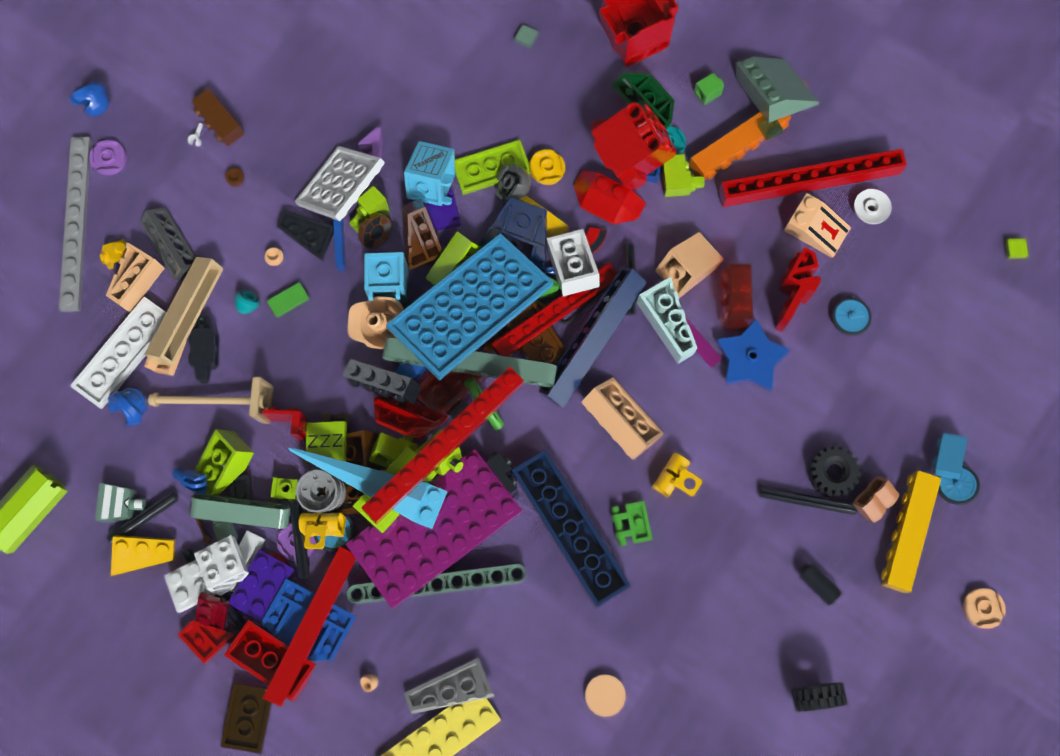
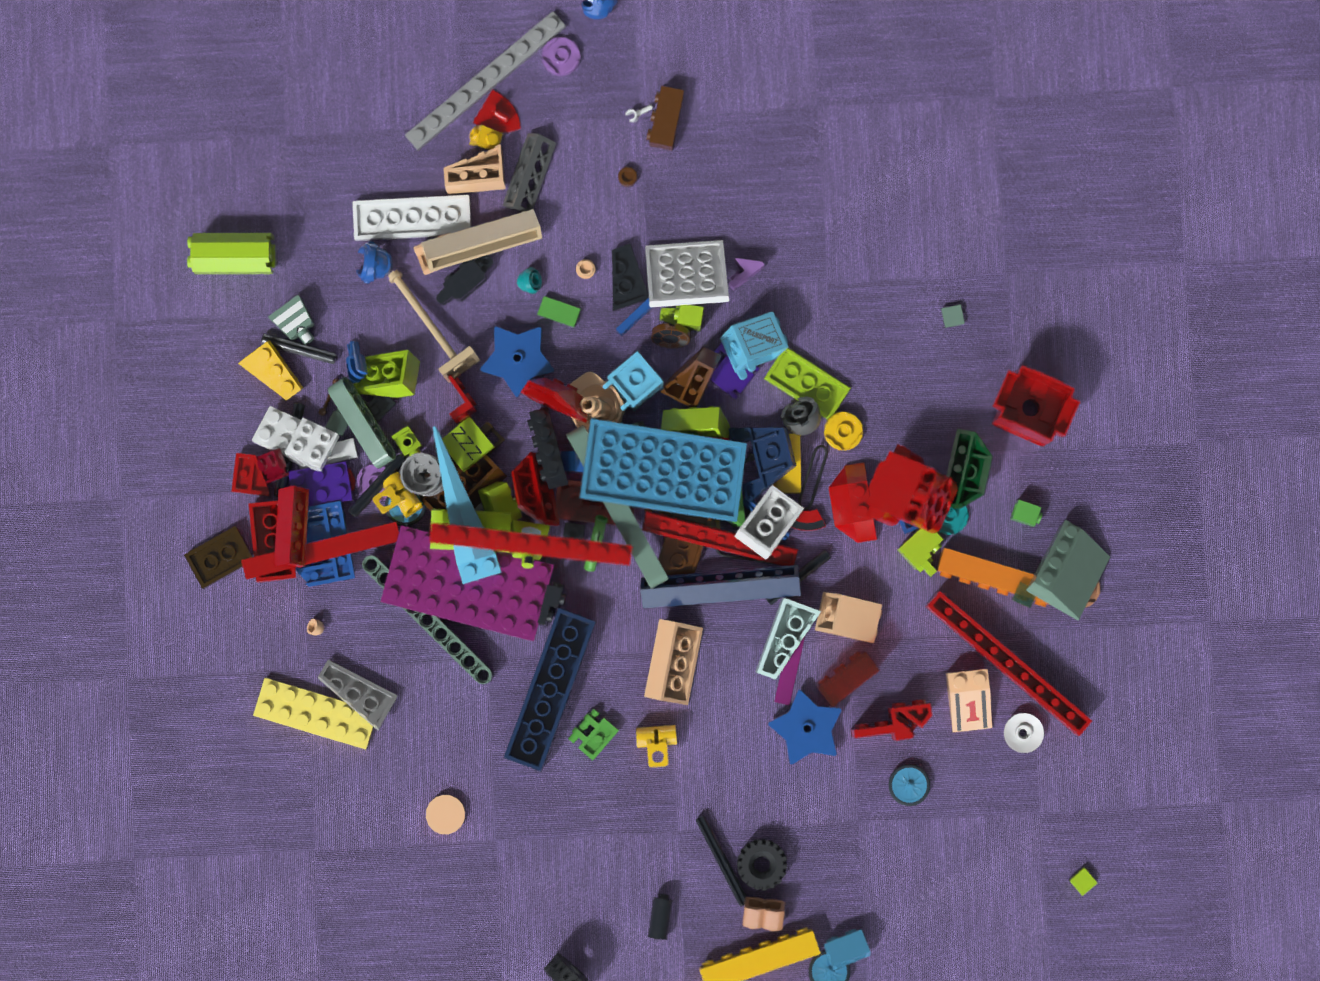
camera: 60 degrees right, 10 degrees up
(107, 231) = (498, 114): none -> red shield
(271, 633) = (291, 526): none -> red panel
(303, 366) = (532, 361): none -> blue plate
(347, 345) = (556, 396): none -> red wedge
(548, 189) = (818, 479): none -> black piece

